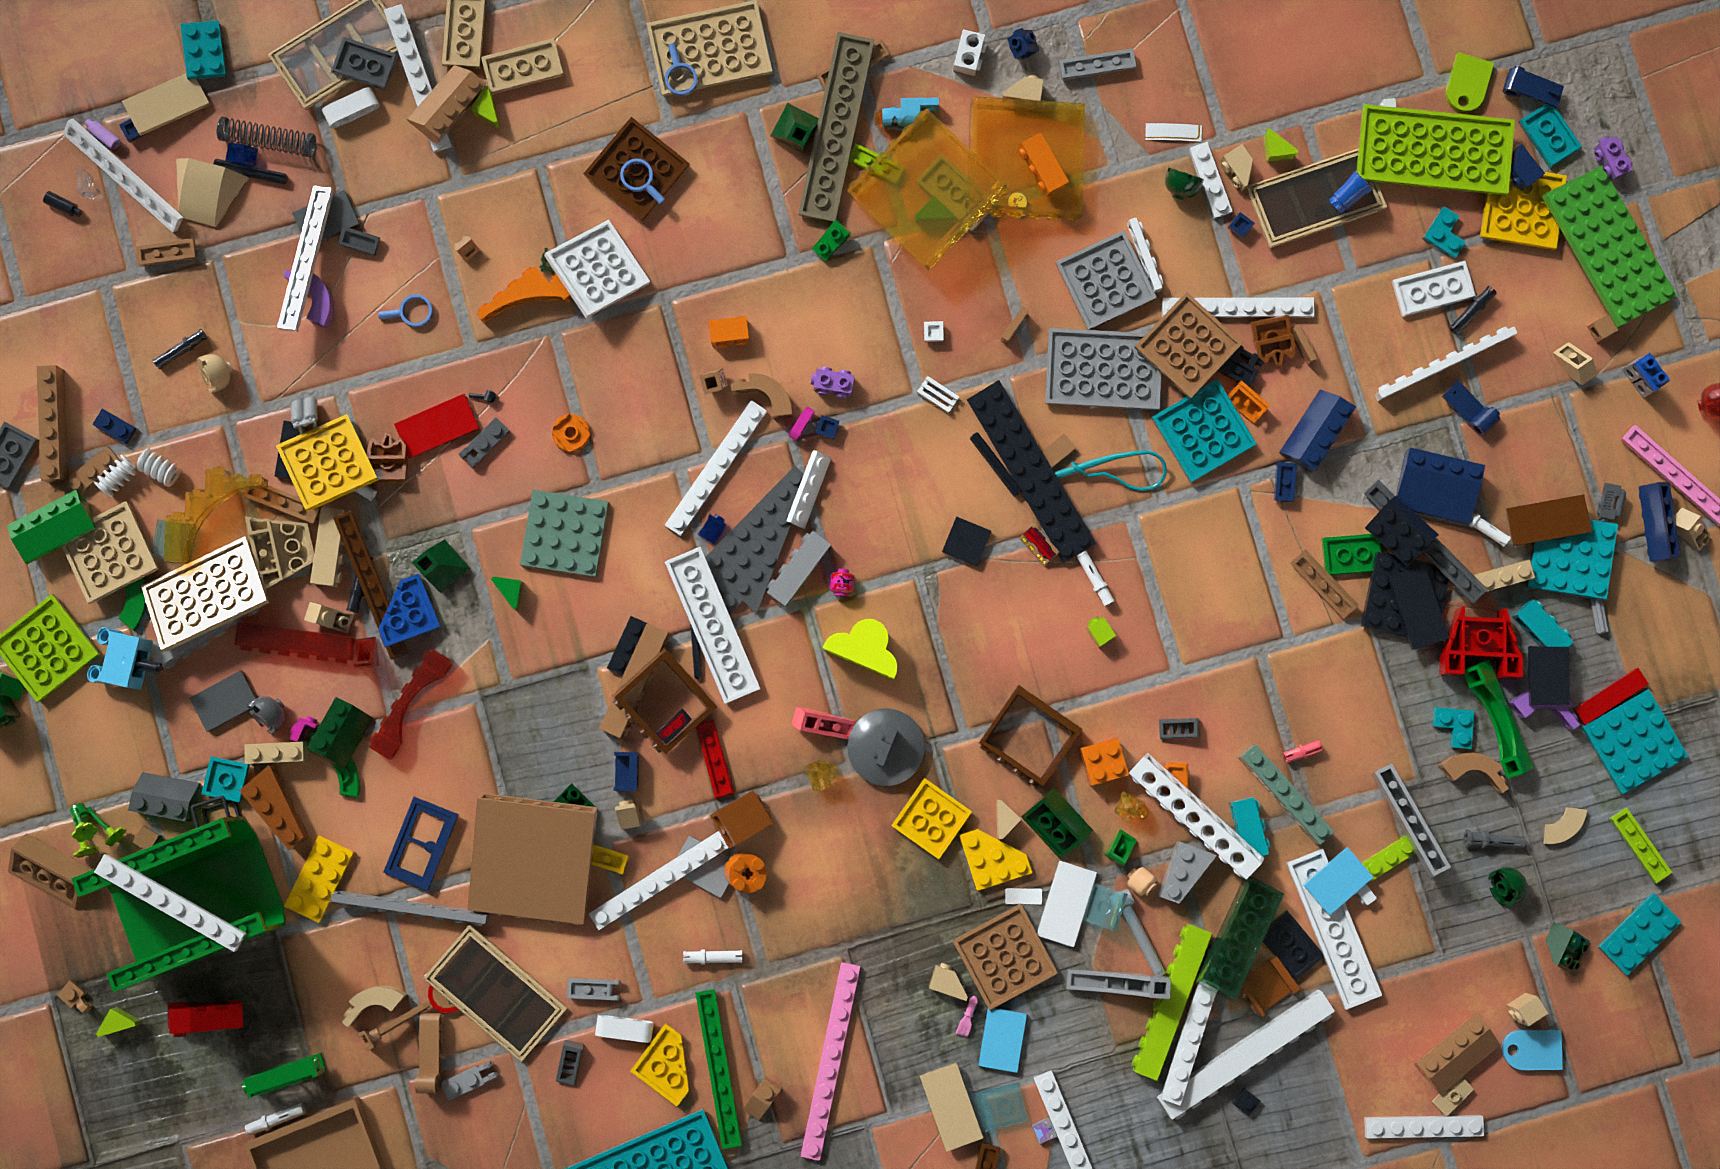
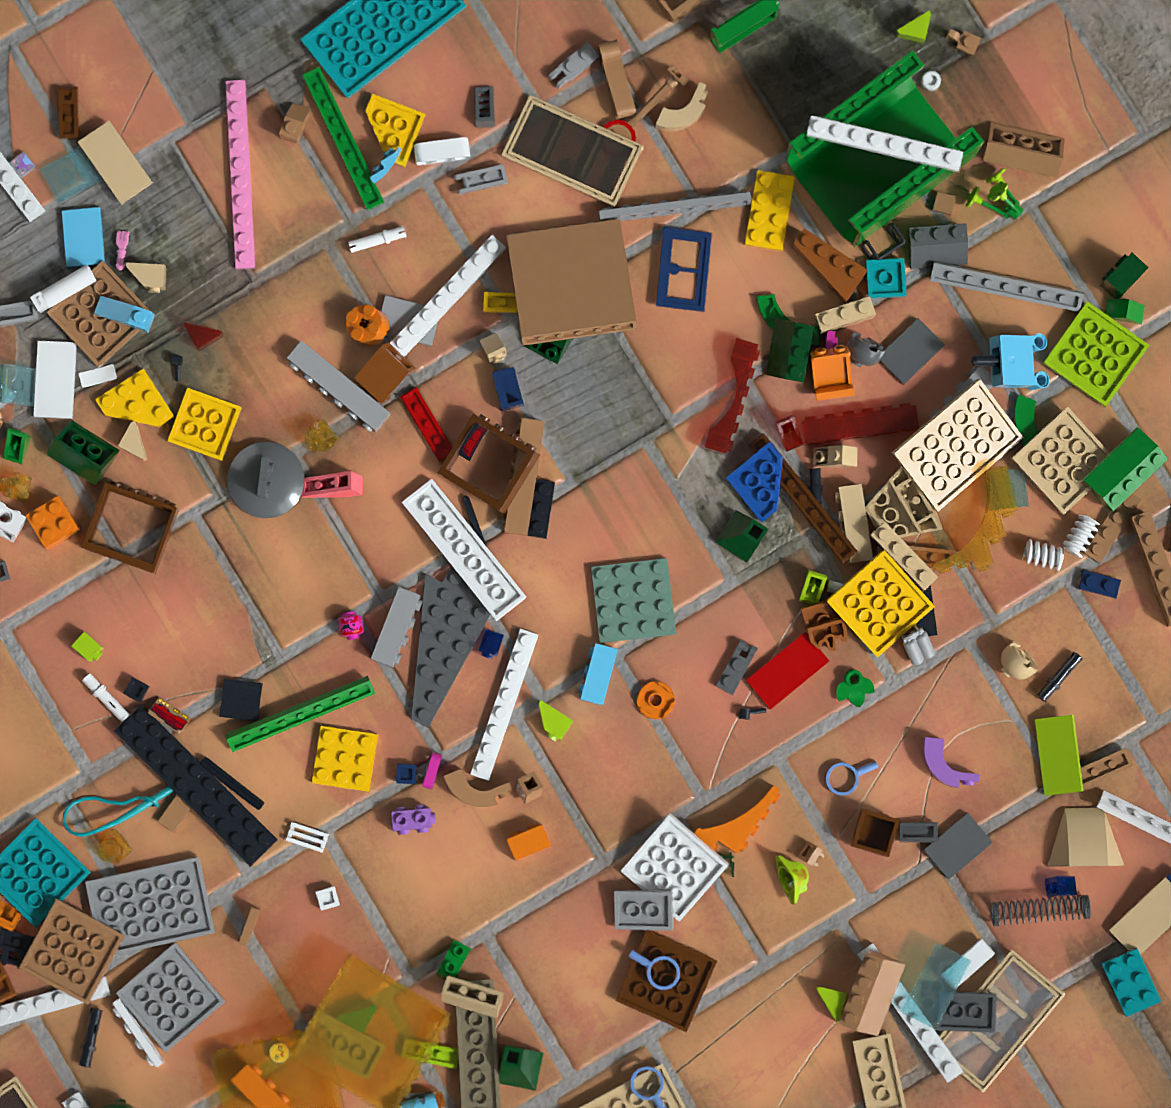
camera: 165 degrees right, 0 degrees up
(110, 738) = (1007, 286): none -> light grey plate
(119, 962) = (931, 81): none -> white tile
(203, 275) = (1059, 755): none -> lime tile
(203, 1016) = (835, 54): red wedge -> none
(253, 172) = (1036, 873): black axle -> none
(290, 501) = (903, 556): none -> tan brick
(305, 259) = (961, 796): white plate -> none
(306, 698) = (831, 372): none -> orange panel
(378, 390) = (854, 691): none -> green plate
(384, 92) = (936, 986): none -> clear light blue tile
(388, 497) = (813, 587): none -> lime slope
(399, 249) = (874, 833): none -> reddish brown piece
(490, 230) = (792, 877): none -> lime hat
(510, 589) = (669, 531): green slope -> none
(522, 66) = (810, 1054): tan plate -> none
(618, 471) = (597, 674): none -> medium azure brick
(638, 238) = (643, 910): none -> light grey plate
(673, 437) = (554, 722): none -> lime slope
(681, 1029) = (387, 162): none -> medium azure slope
(790, 819) = (342, 389): none -> light grey brick
(808, 489) = (407, 707): white plate -> none
(821, 199) = (472, 997): none -> tan brick
(864, 647) = (310, 567): neon yellow brick -> none
(882, 458) = (345, 758): none -> yellow plate
(910, 906) = (202, 335): none -> clear red slope
(913, 511) = (300, 714): none -> green plate
(941, 889) = (177, 360): none -> black hand
(981, 949) = (125, 314): none -> medium azure slope
(1034, 991) = (63, 288): none -> white piece
(1064, 577) = (136, 690): none -> black plate
(1126, 434) = (111, 849): none -> clear yellow piece
(1193, 257) = (90, 1038): none -> black pin
(1241, 225) = (50, 1091): dark blue plate -> none

